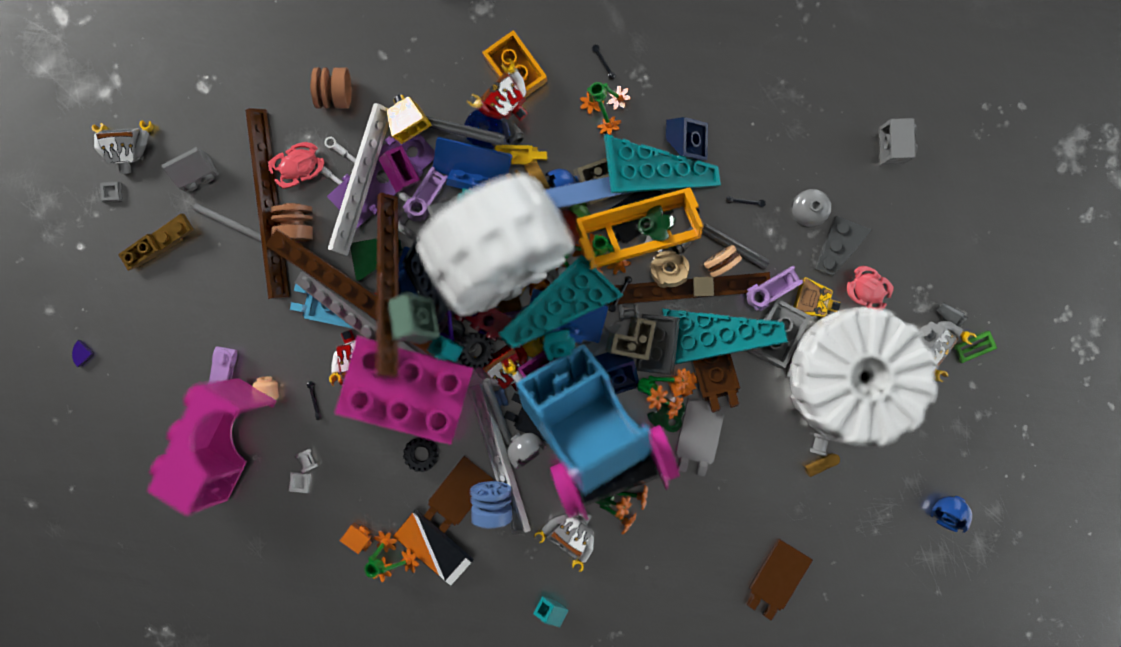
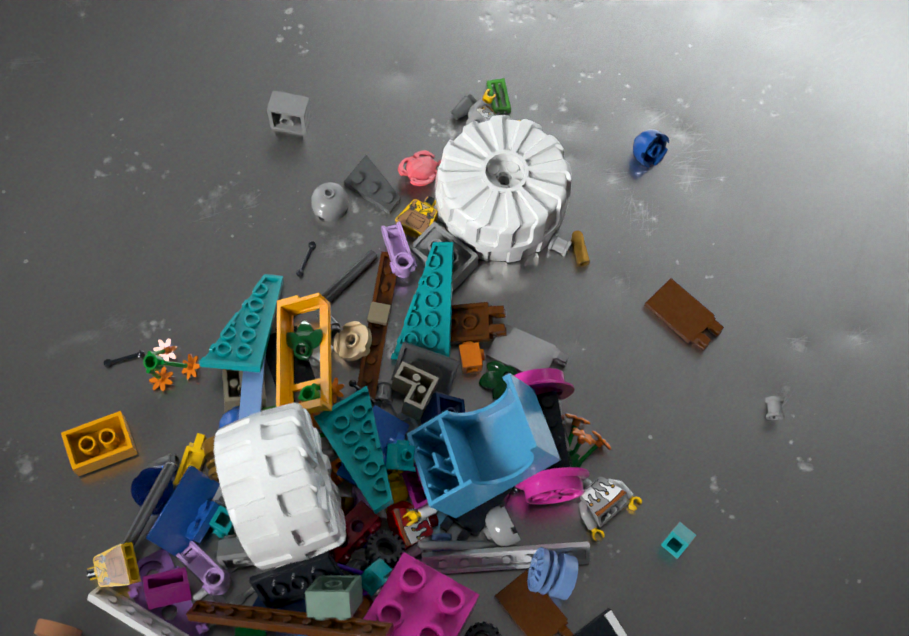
camera: 85 degrees left, 20 degrees down
(504, 96) = (126, 454): torso -> none
(649, 387) = (468, 388): orange plant -> none
(688, 137) = (225, 294): dark blue slope -> none
(722, 261) = (358, 289): light nougat head -> none

